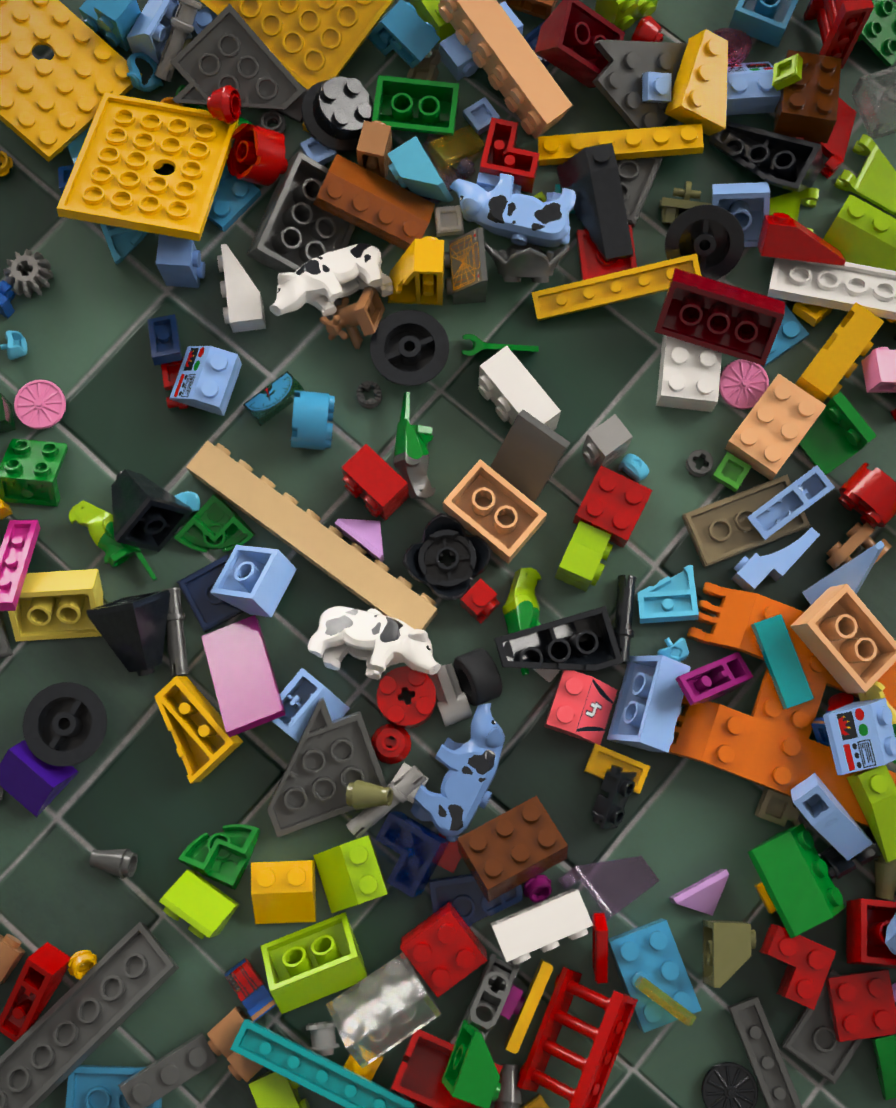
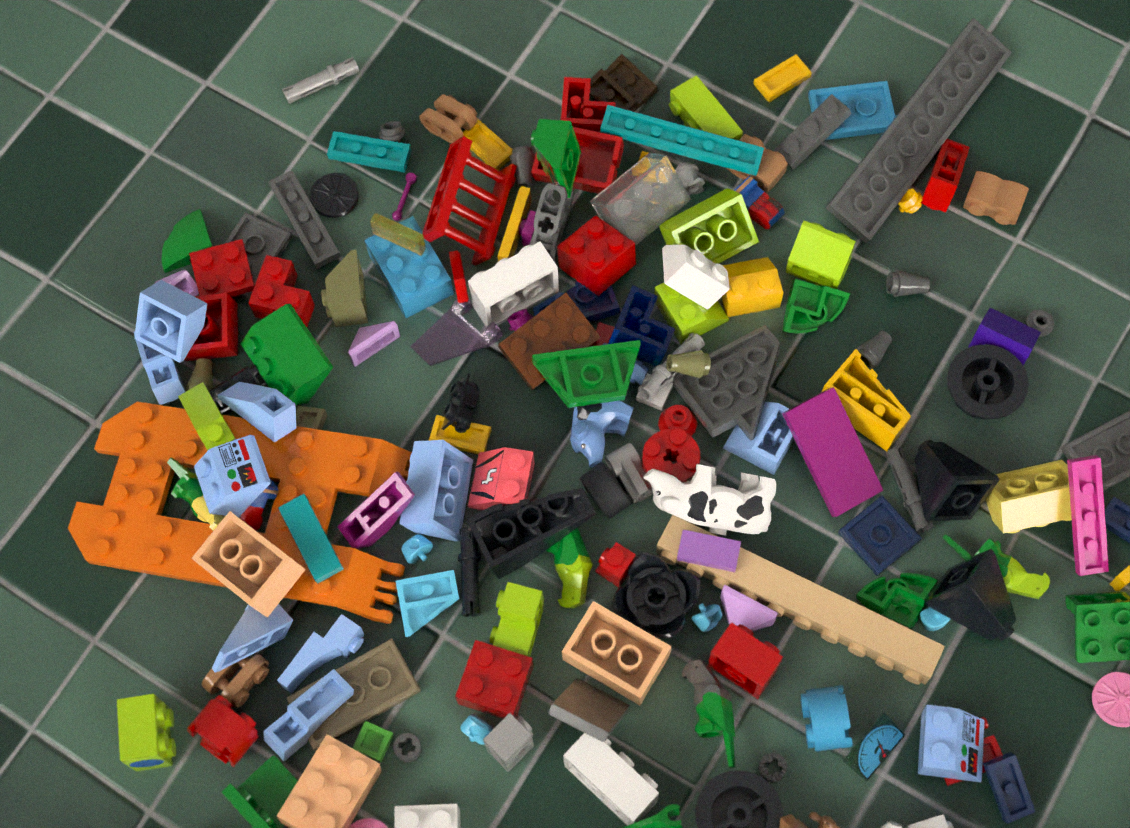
camera: 175 degrees right, 10 degrees down
(172, 788) = (874, 349): none -> dark grey cone
(254, 579) = (845, 545): light blue slope -> none
(343, 897) = (694, 275): none -> white slope
(388, 590) = (708, 550): none -> medium lavender tile
(401, 539) = (708, 617): none -> medium azure piece
(475, 794) = (589, 373): none -> green wing
(638, 1099) = (410, 179): none -> magenta hinge

